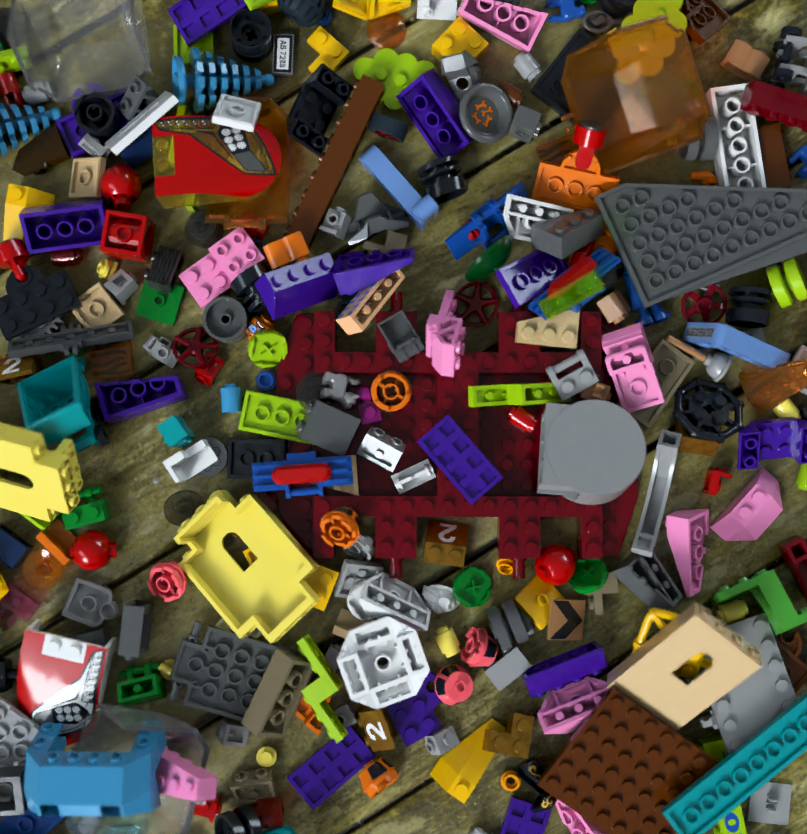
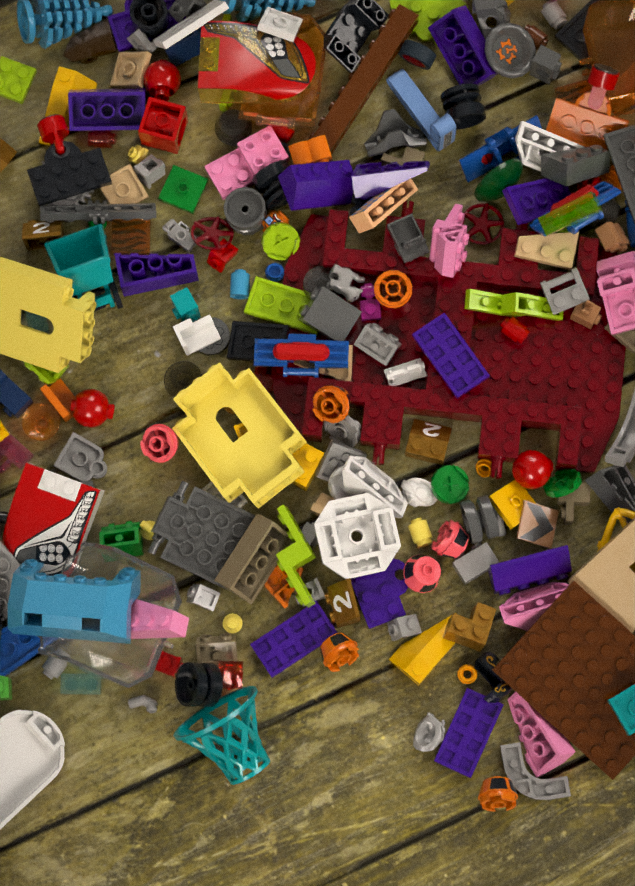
camera: 10 degrees right, 10 degrees down
(88, 513) = (90, 374): green brick -> none
(135, 629) = (124, 484): dark grey window -> none
(164, 269) = (192, 159): pearl dark grey brick -> none
(336, 223) = (358, 135): light grey brick -> none
(589, 451) = (573, 362): light grey brick -> none

